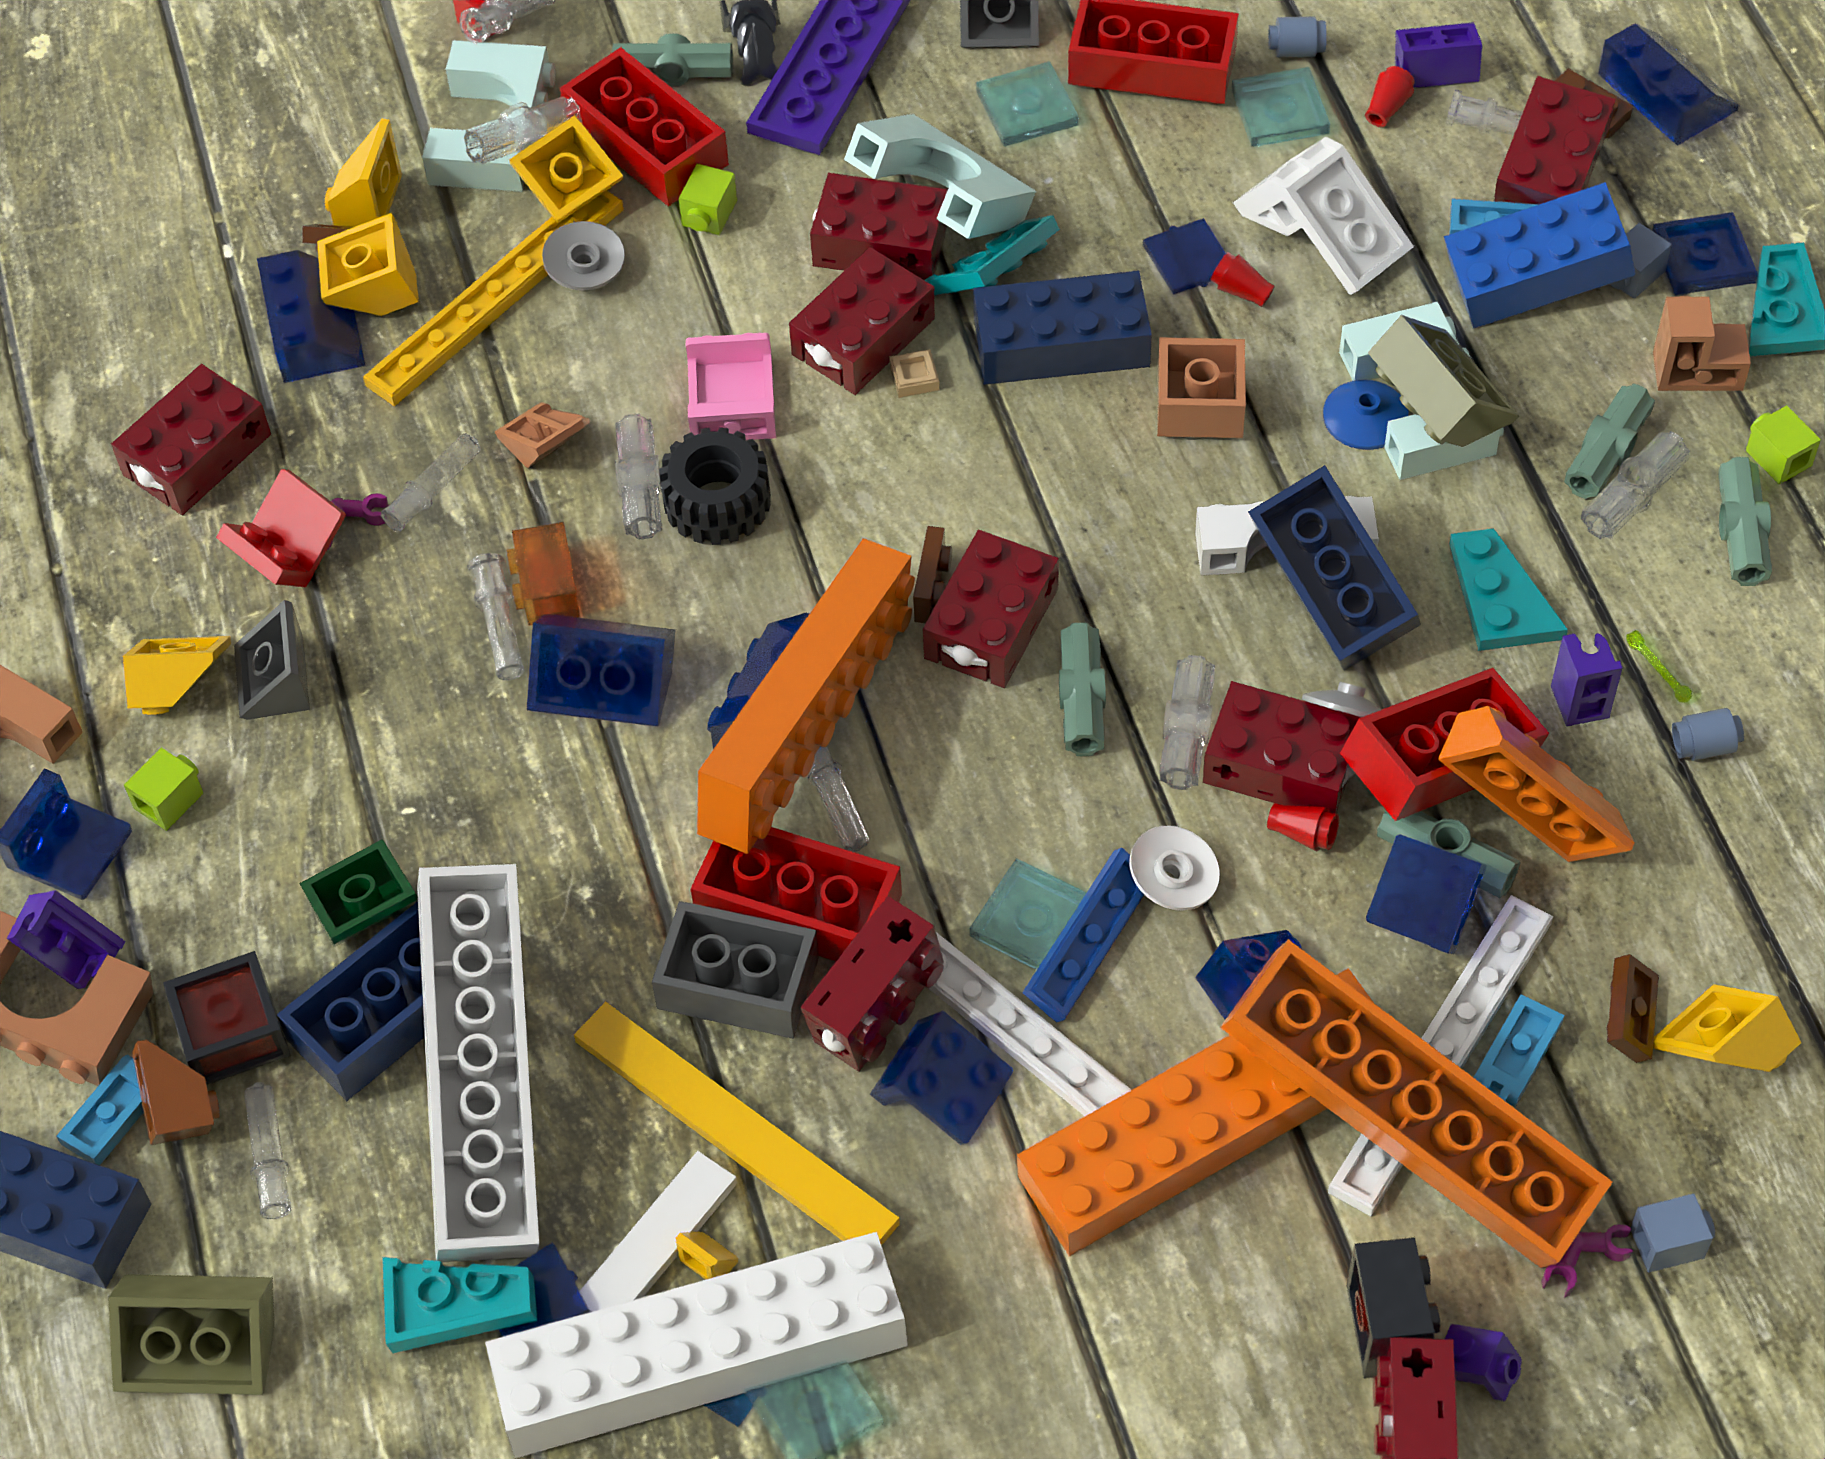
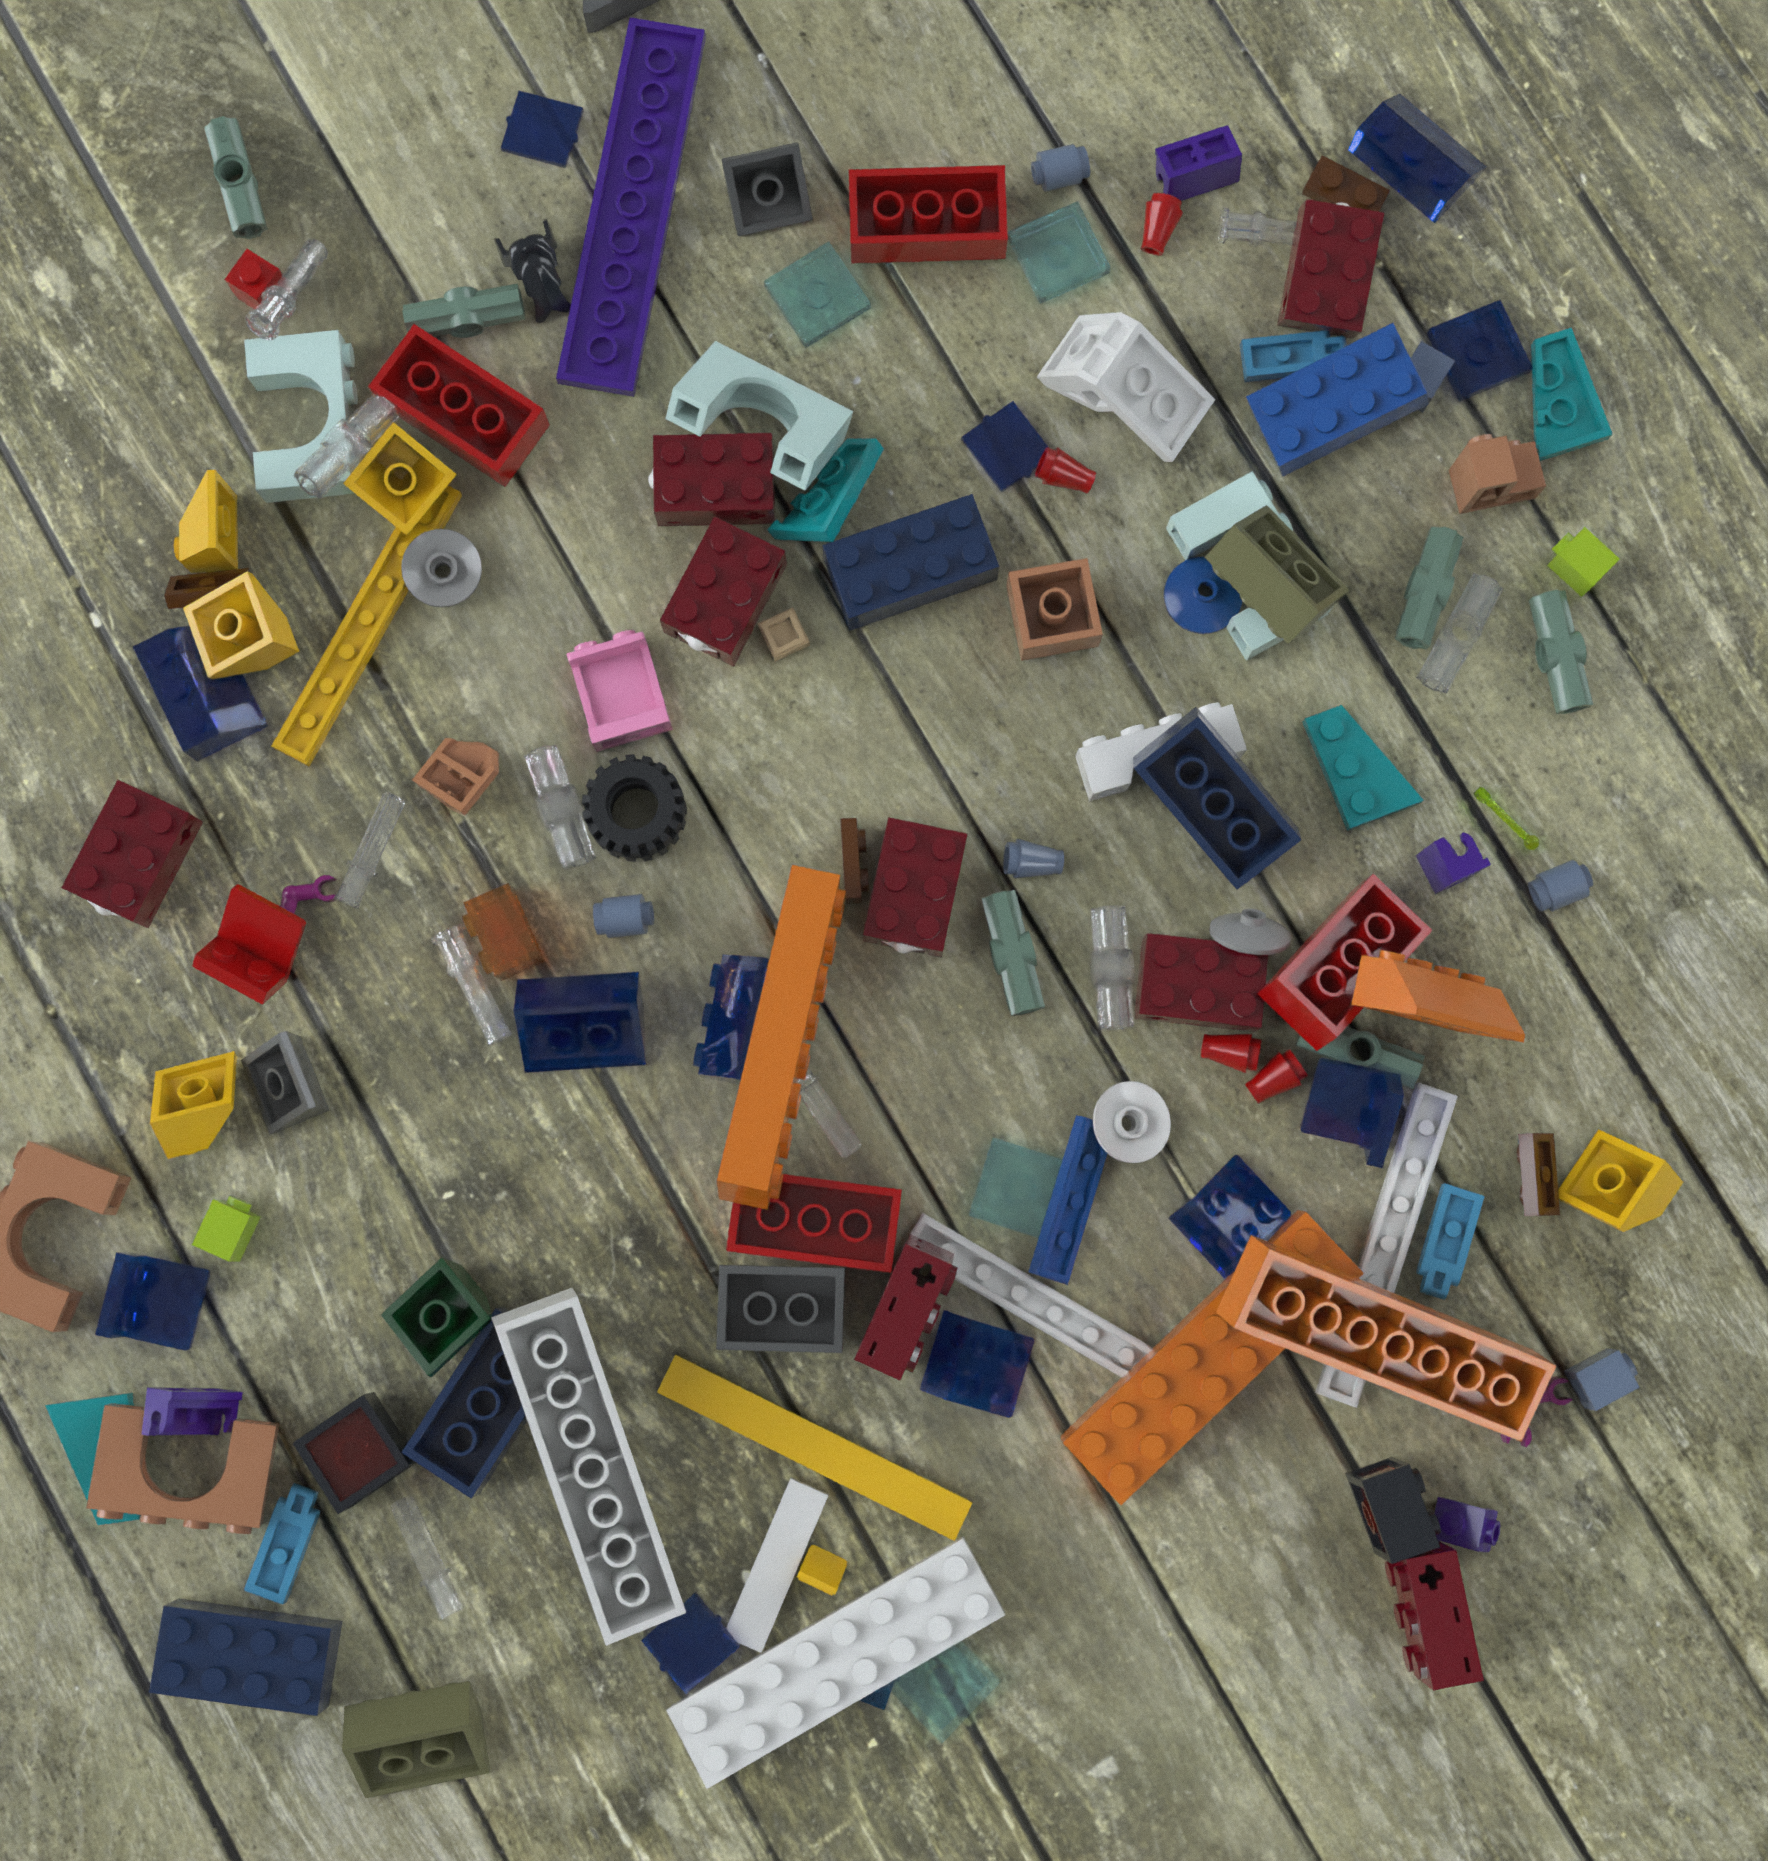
camera: 15 degrees left, 25 degrees up
(172, 1096) = (334, 1538): dark orange slope -> none
(447, 1303) = (625, 1668): teal wing -> none
(674, 582) = (623, 916): none -> sand blue brick
(708, 199) = (542, 477): lime brick -> none
(1124, 609) = (1031, 859): none -> sand blue cone
(1350, 858) = (1277, 1076): none -> red cone

